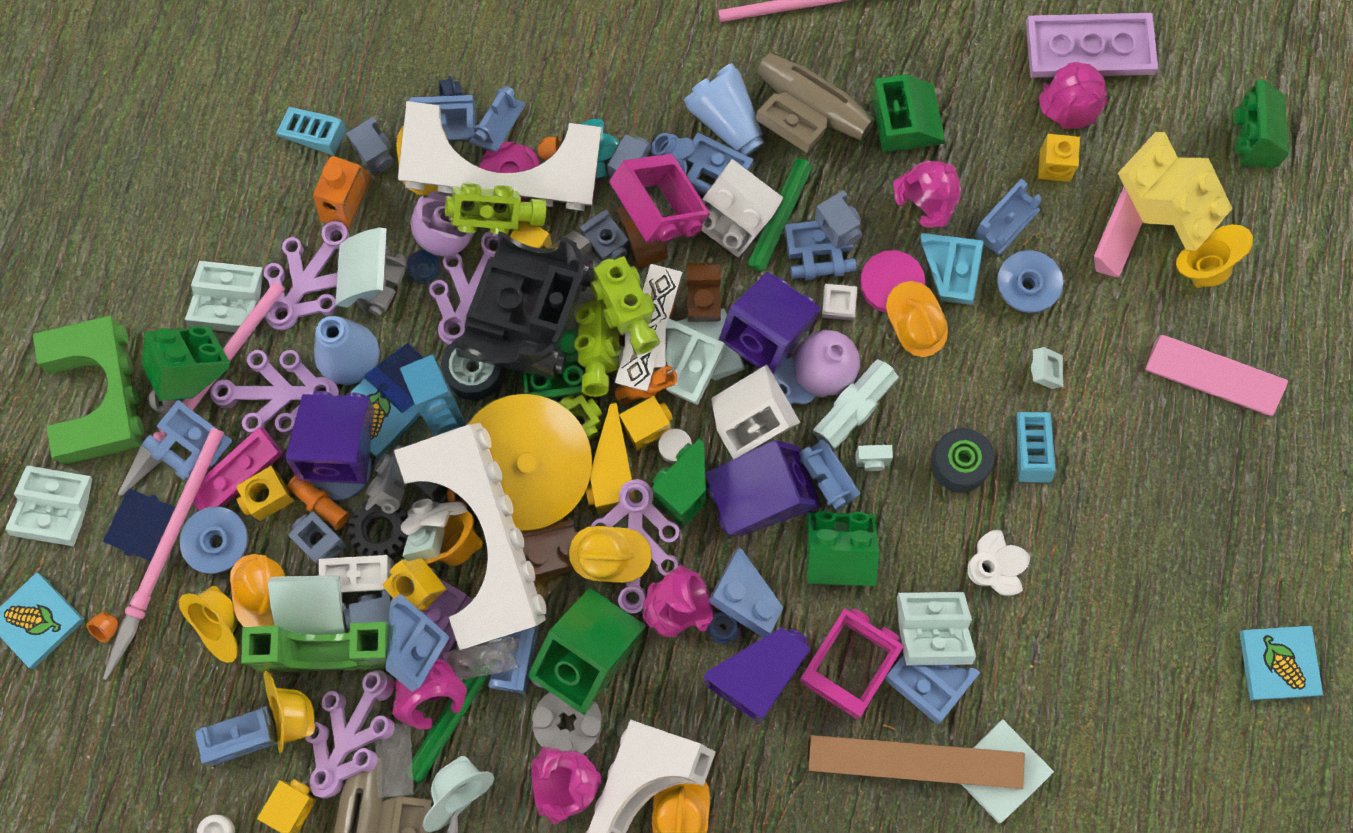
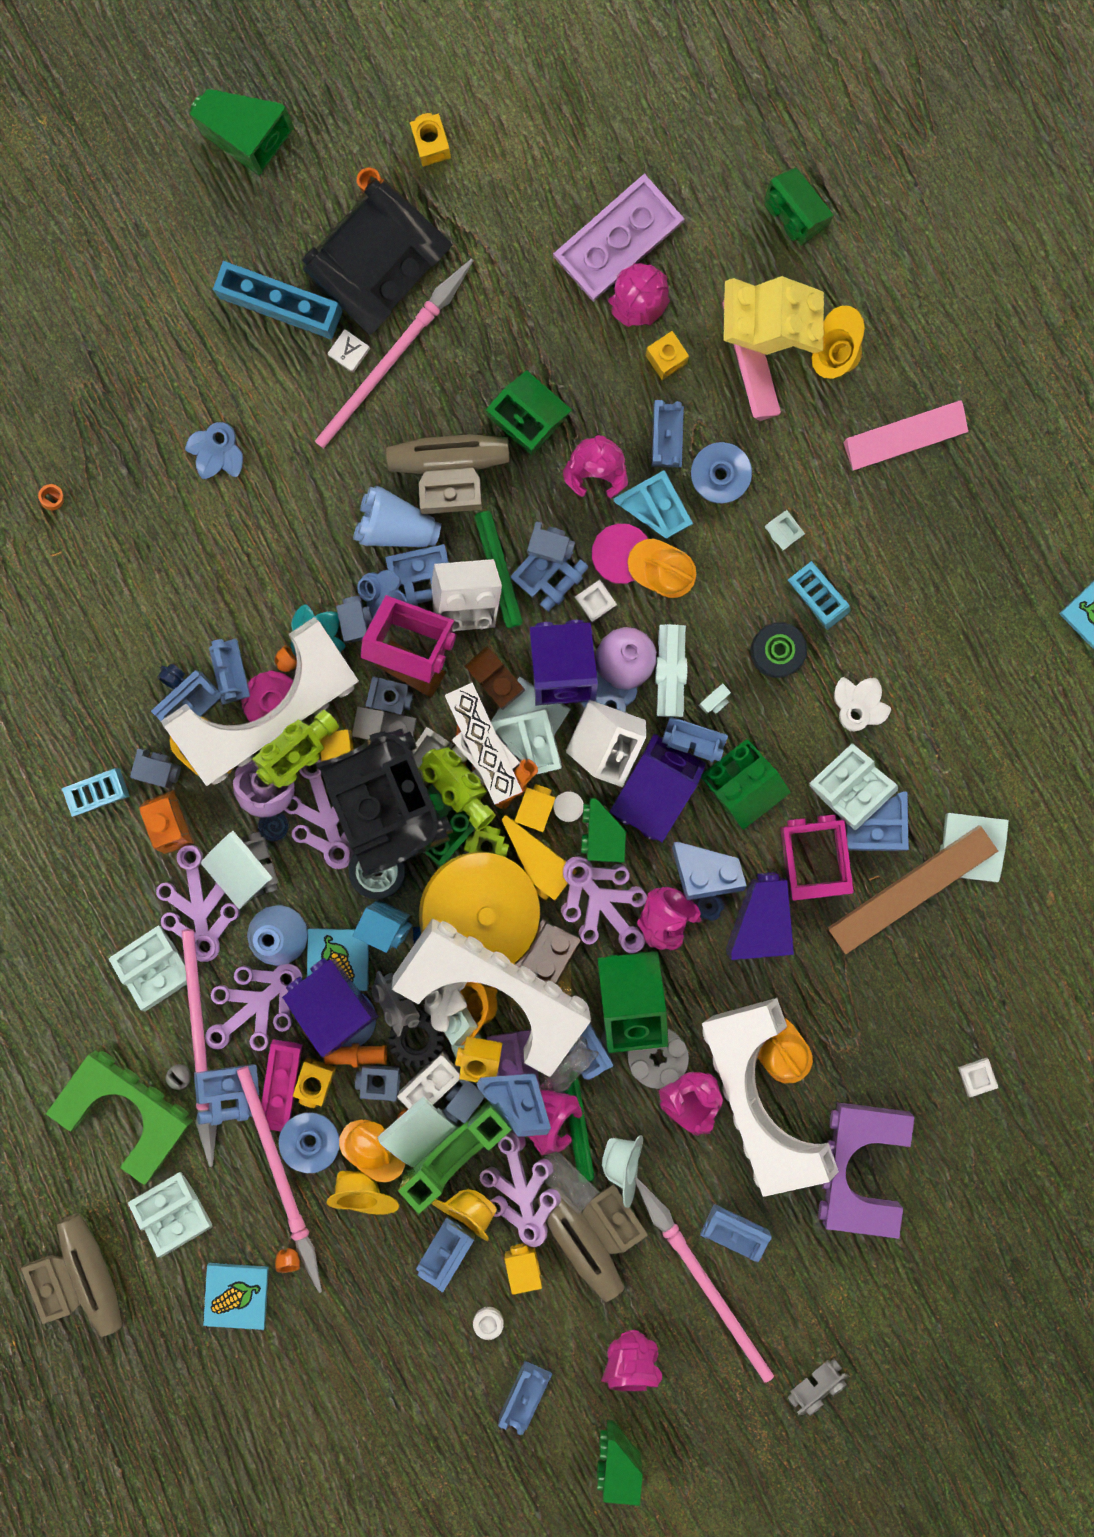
camera: 40 degrees left, 15 degrees up
(139, 524) = (245, 1173): clear blue piece -> none
(182, 361) = (172, 1042): green slope -> none
(389, 379) = (335, 918): clear blue piece -> none
(610, 554) = (593, 925): yellow piece -> none
(616, 294) = (445, 742): lime brick -> none

